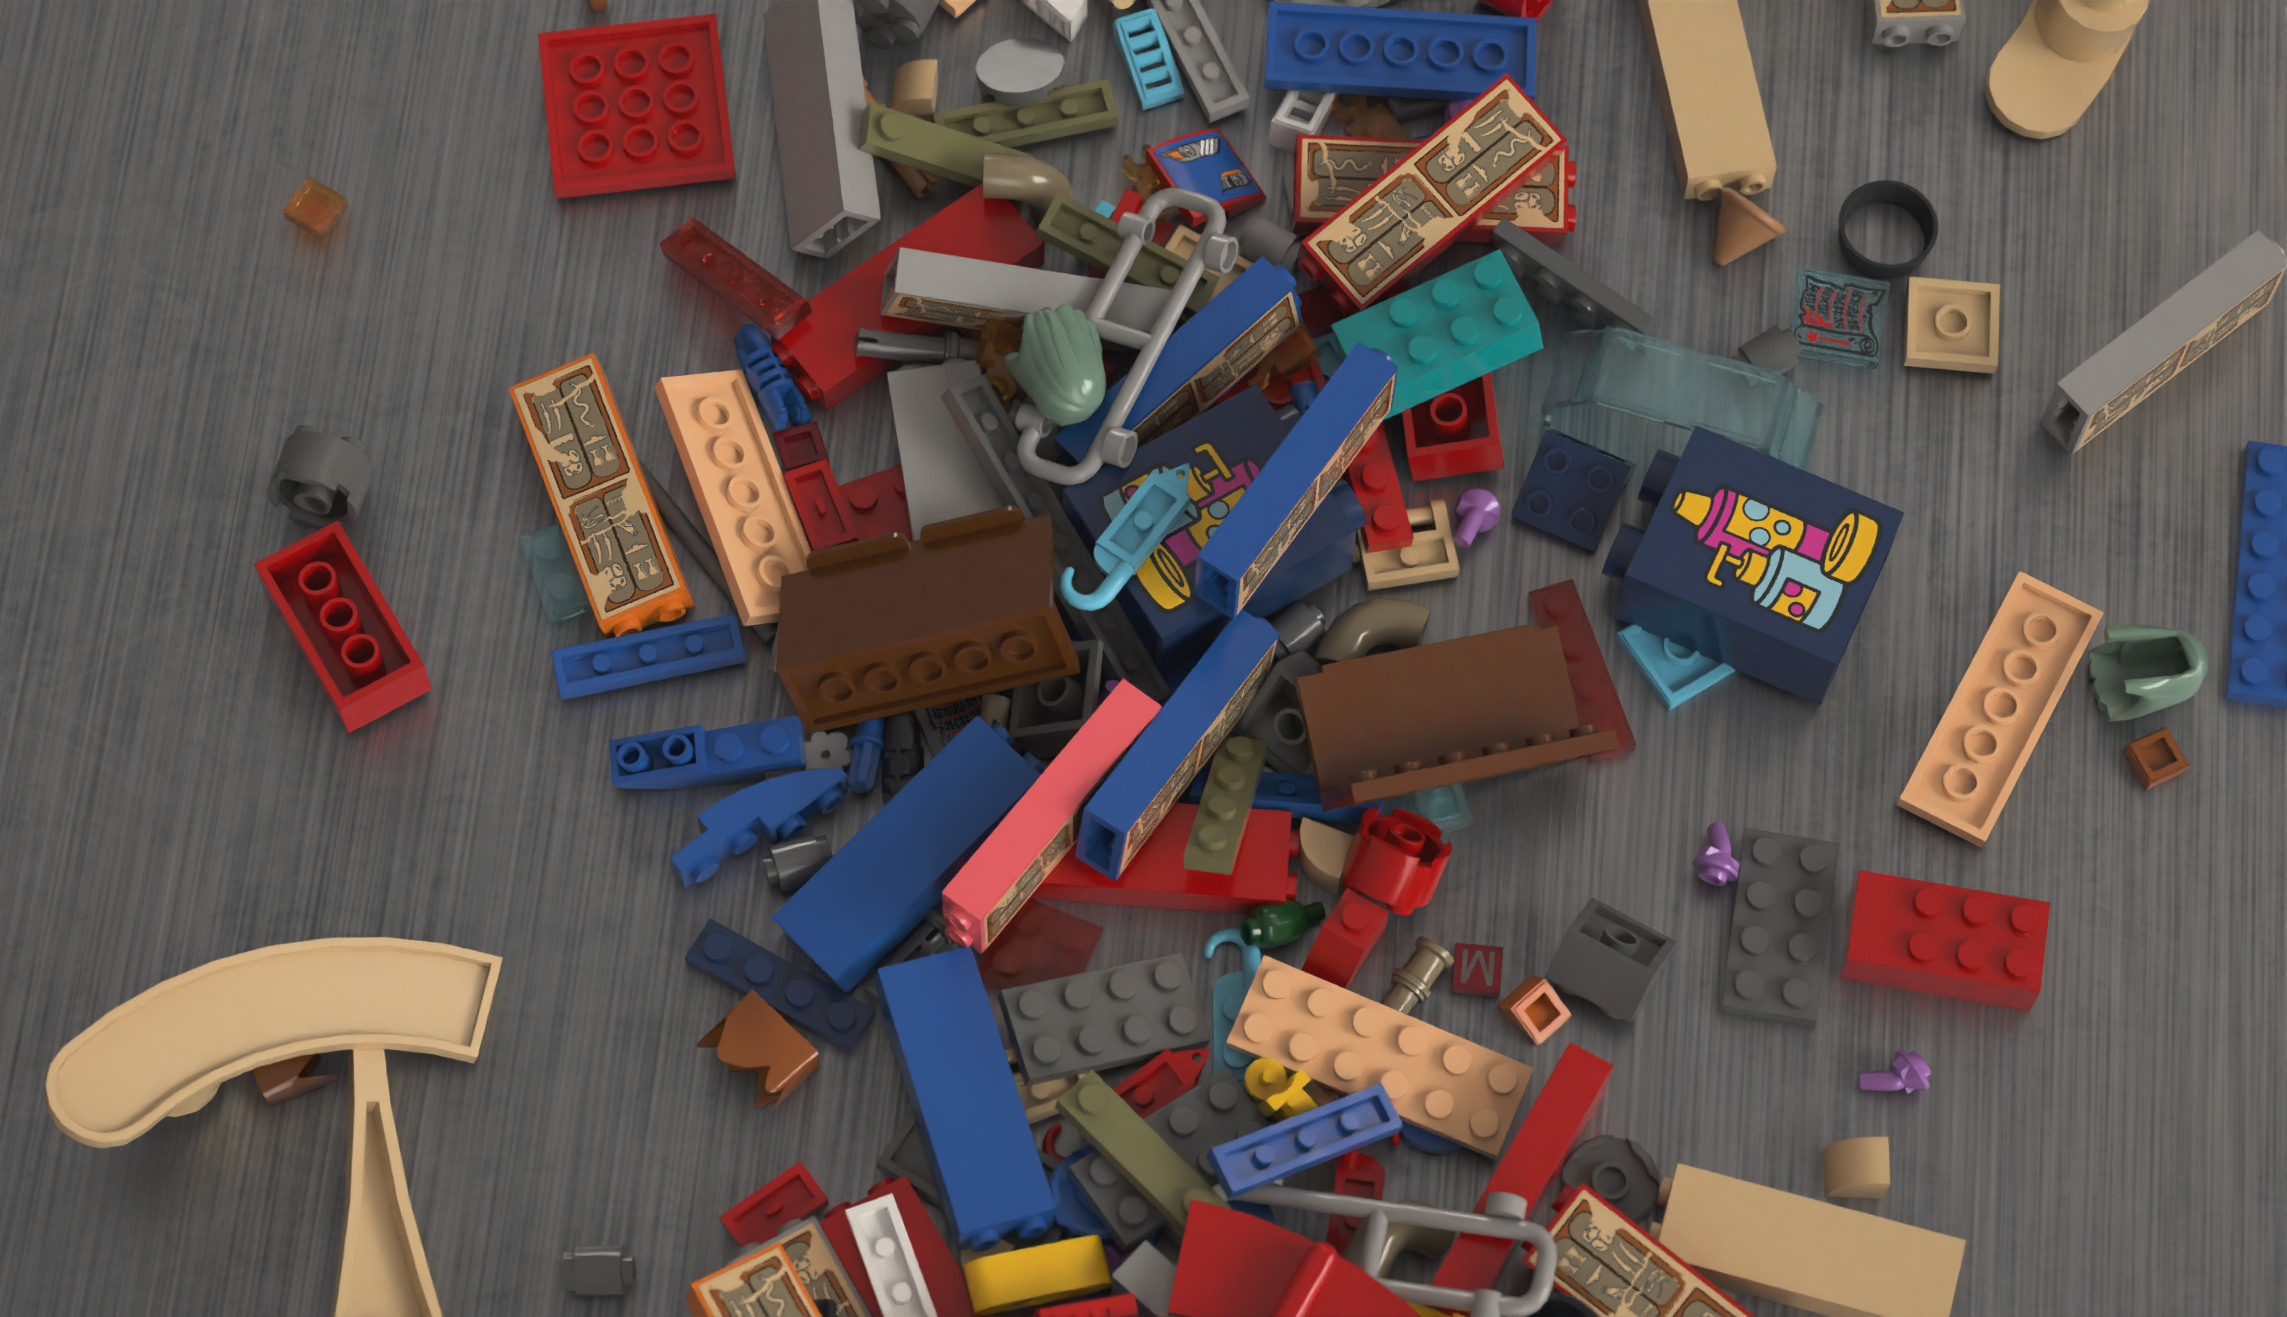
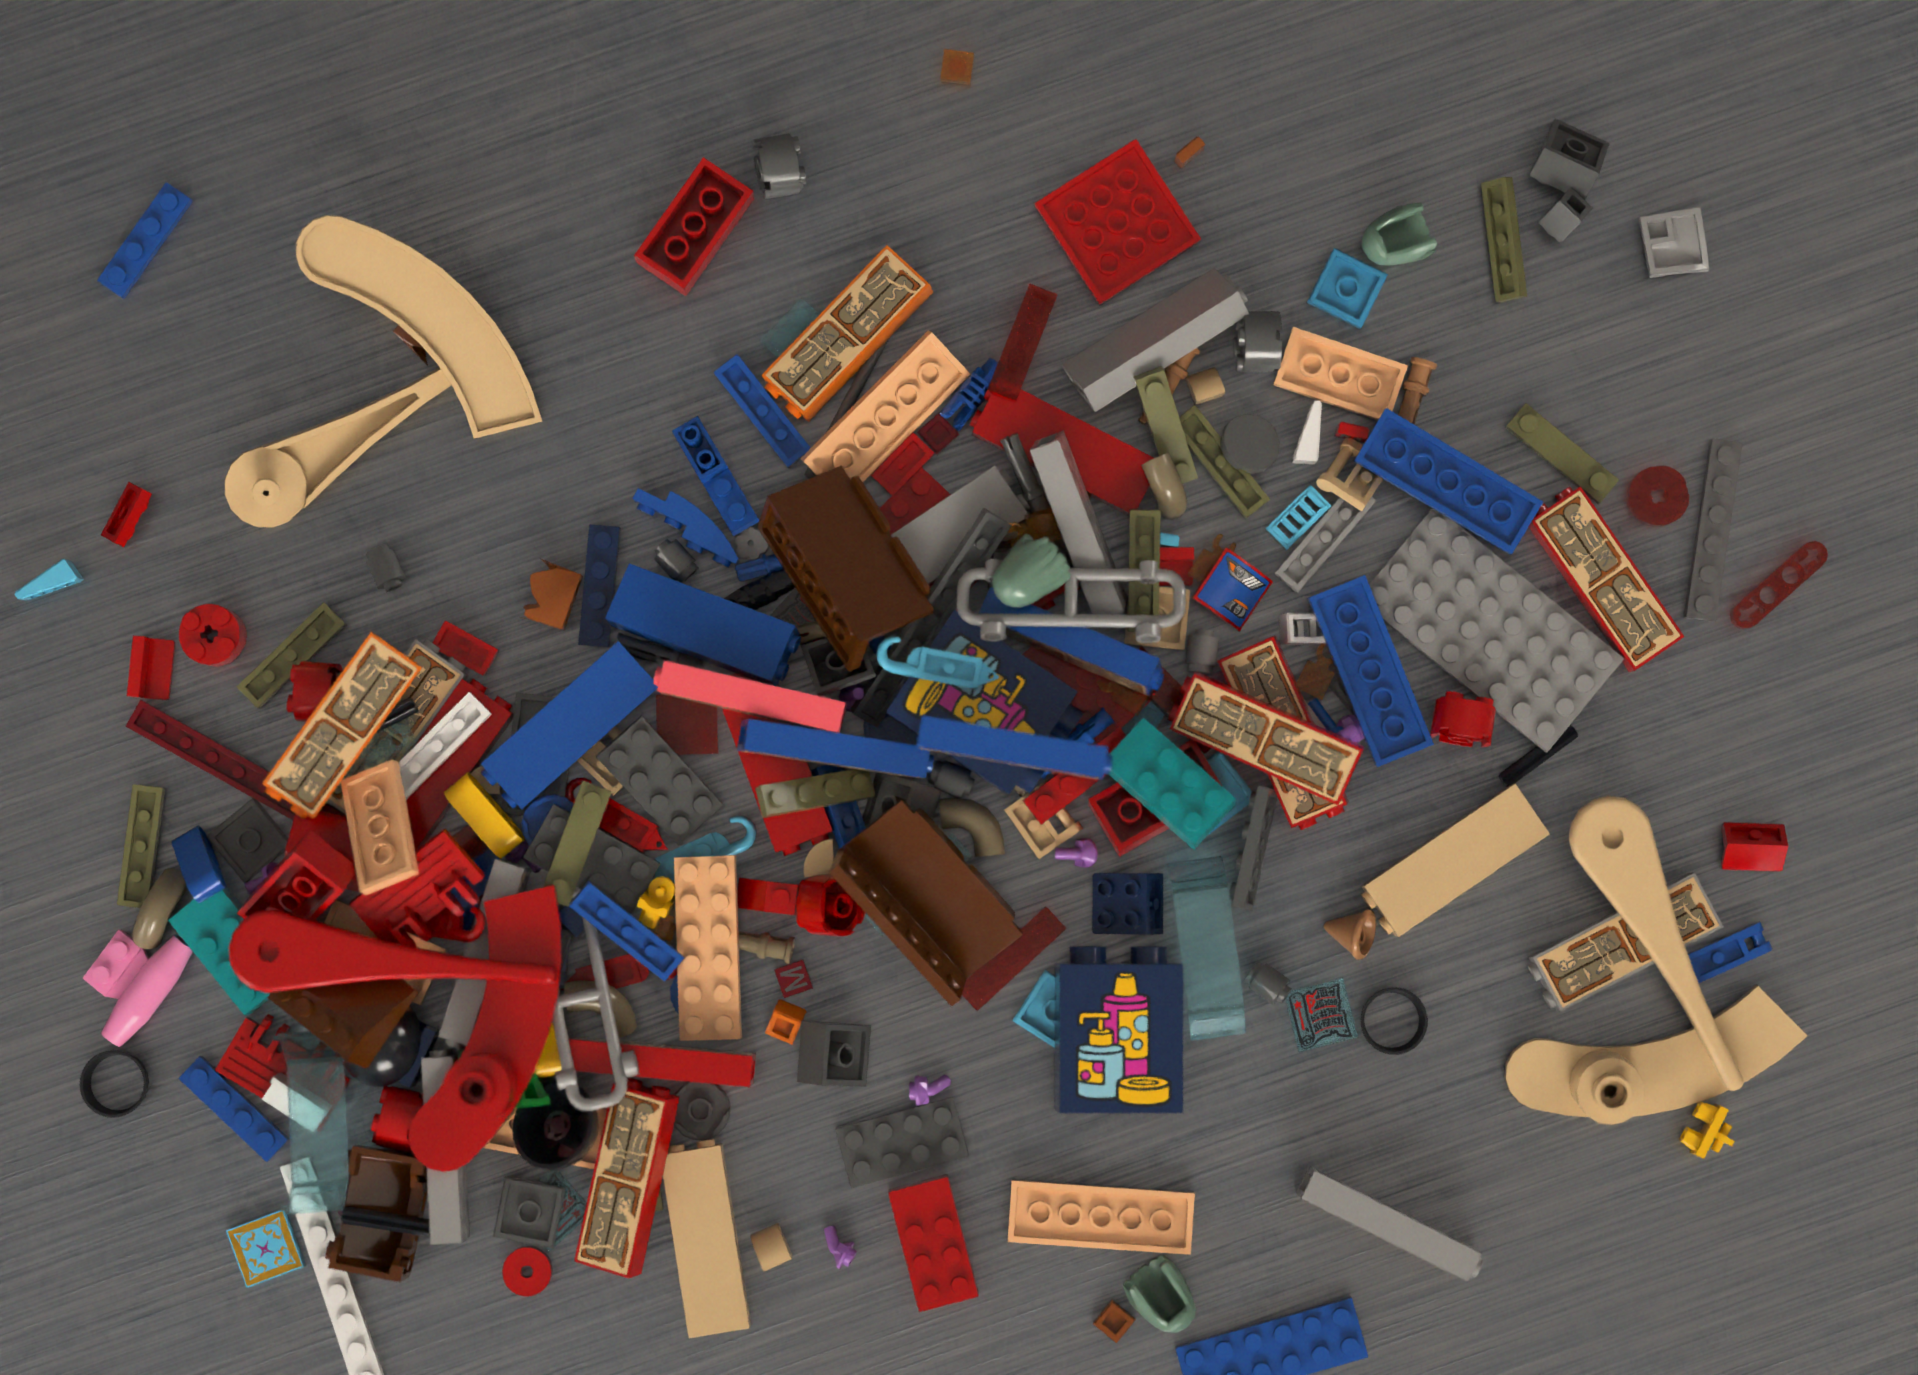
camera: 70 degrees right, 20 degrees up
(1278, 923) = (763, 853): dark green plant -> none
(1952, 325) = (1346, 1086): tan plate -> none

